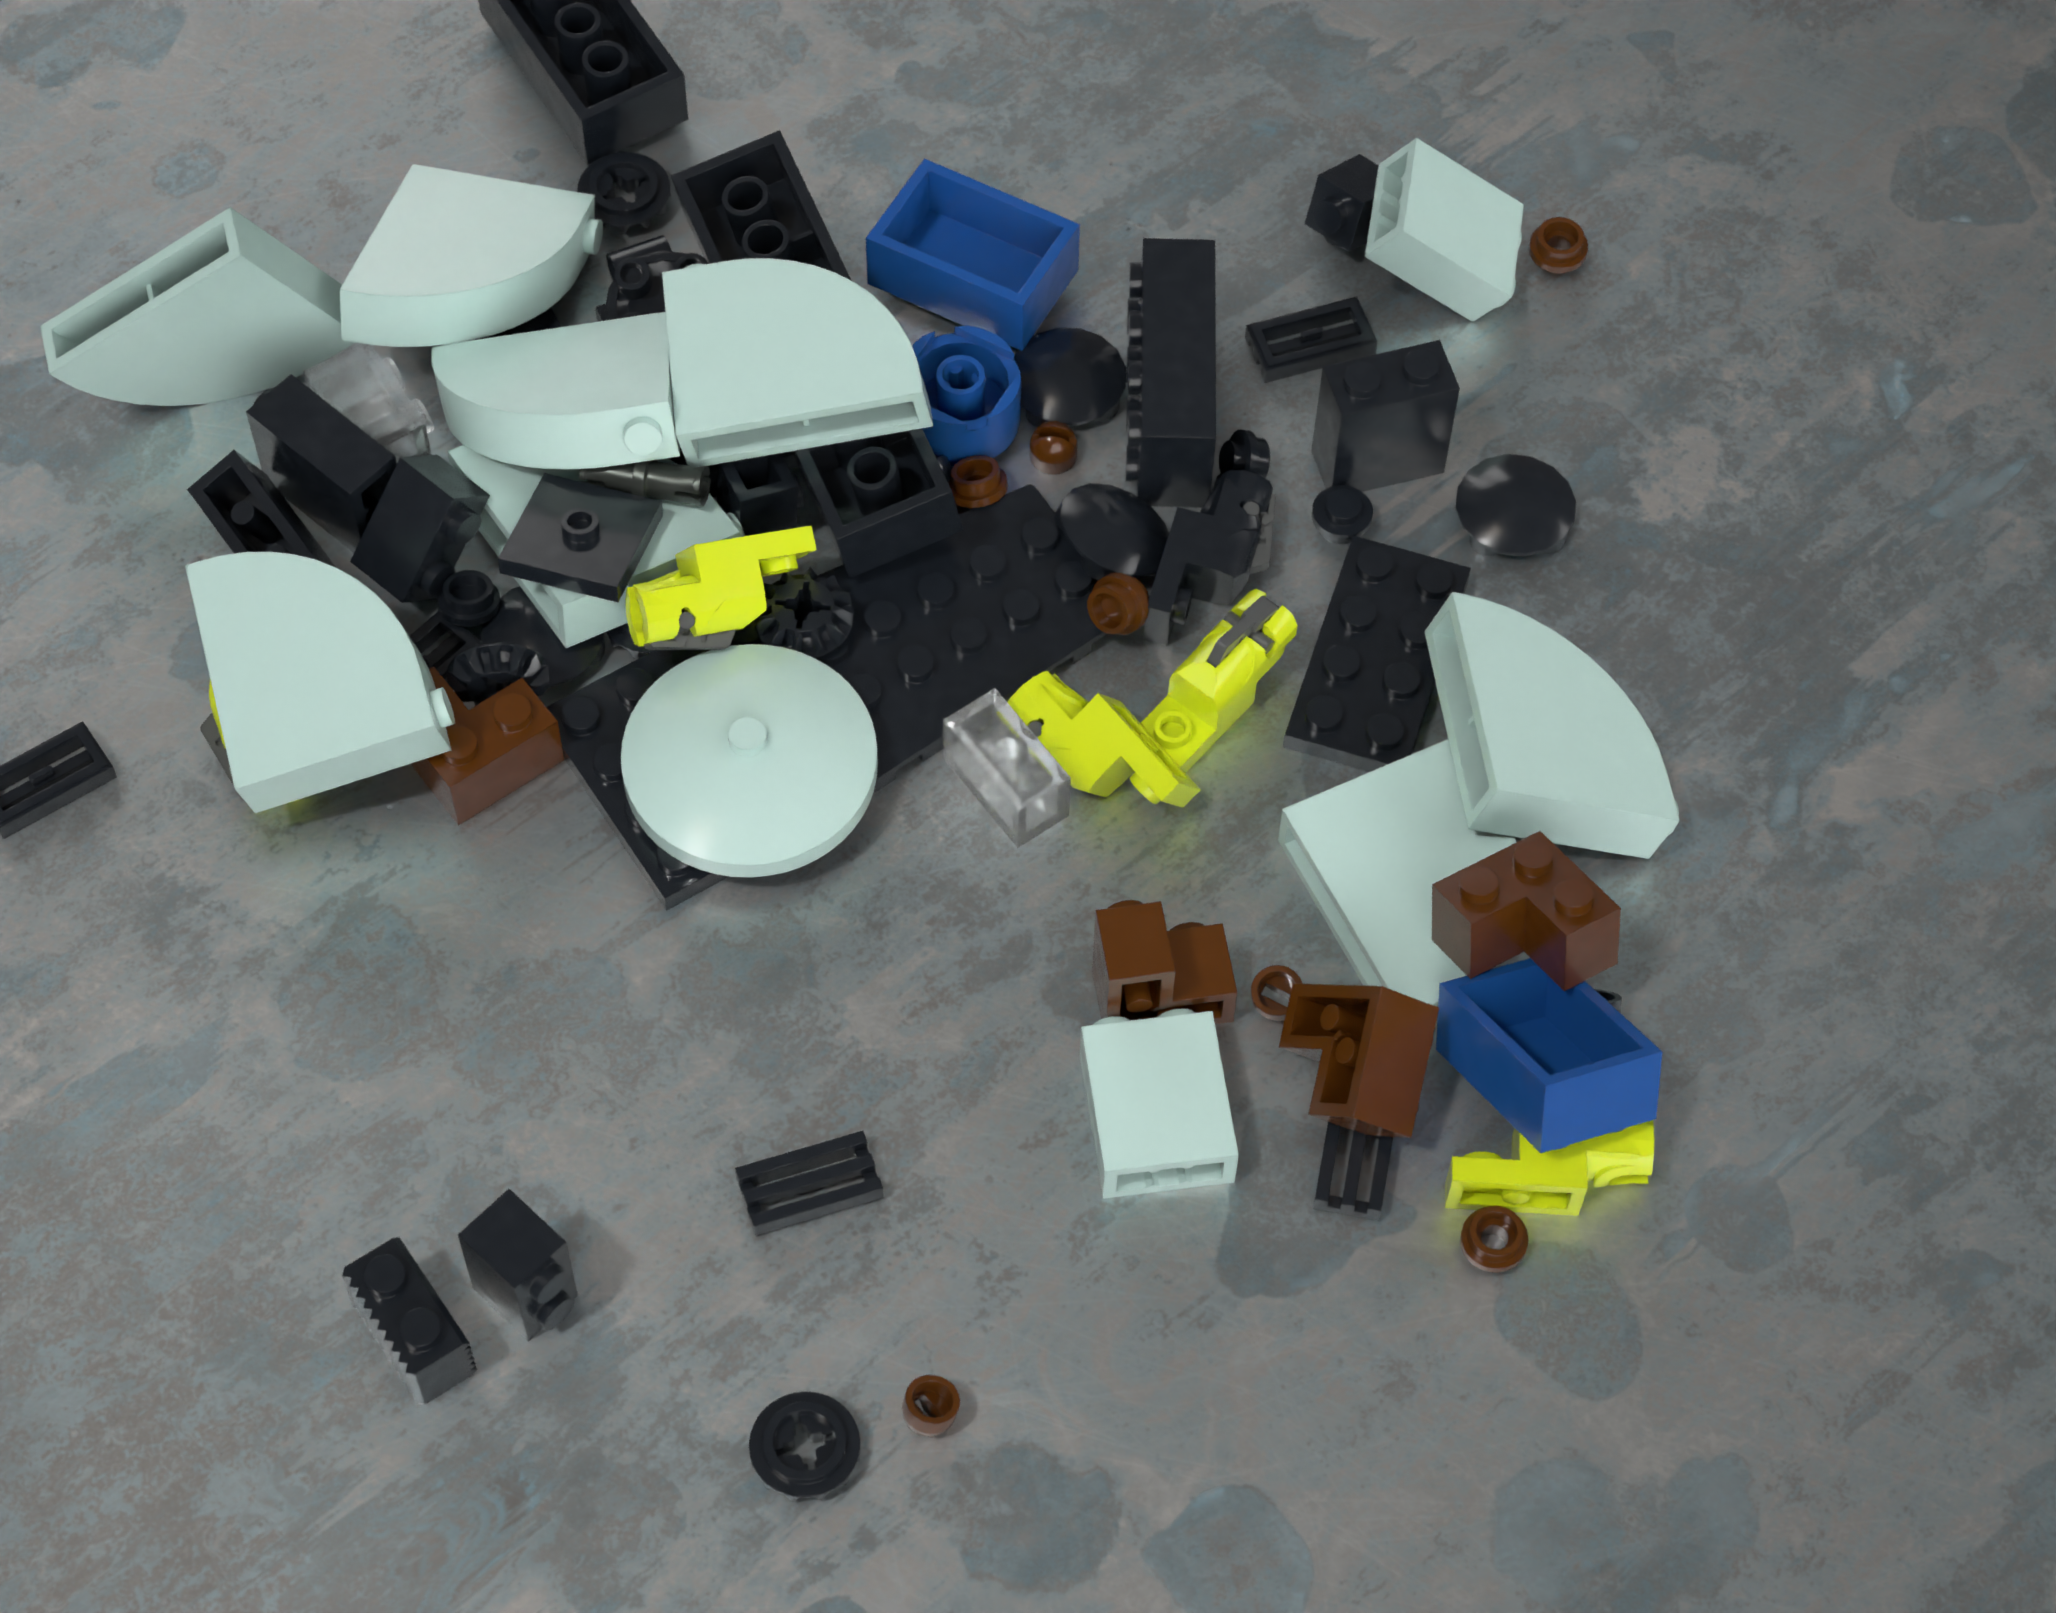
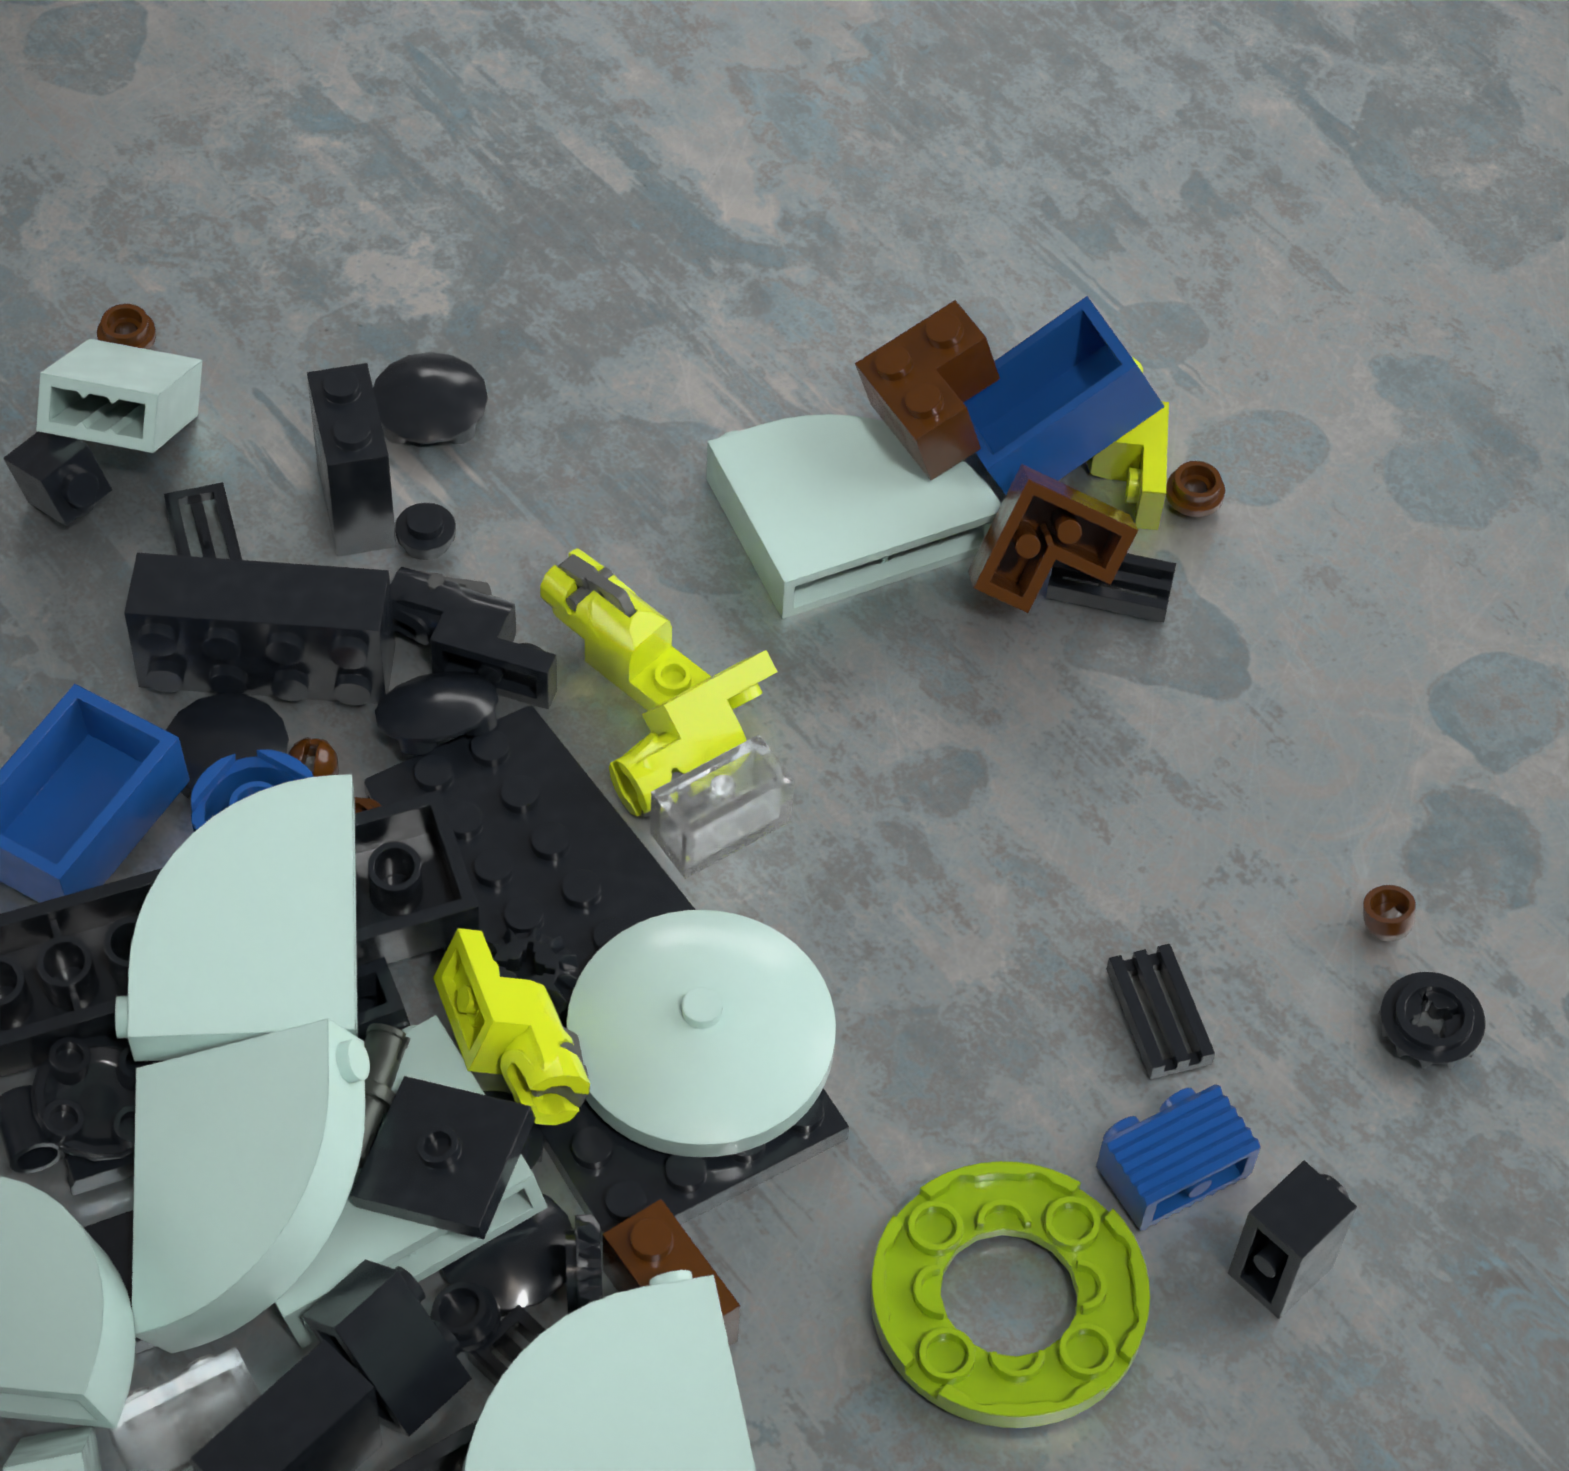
camera: 90 degrees left, 5 degrees down
(409, 1321) = (1341, 1356): black brick -> none
(469, 954) = (1025, 1204): none -> lime plate
(633, 1183) = (1177, 1155): none -> blue brick
(1118, 604) = (536, 701): reddish brown plate -> none
(1150, 970) = (952, 701): reddish brown brick -> none
(1158, 1103) = (1077, 717): light aqua brick -> none
(1279, 980) = (950, 609): reddish brown hinge -> none
(1372, 657) = (552, 503): black plate -> none
(1544, 735) = (708, 384): light aqua brick -> none

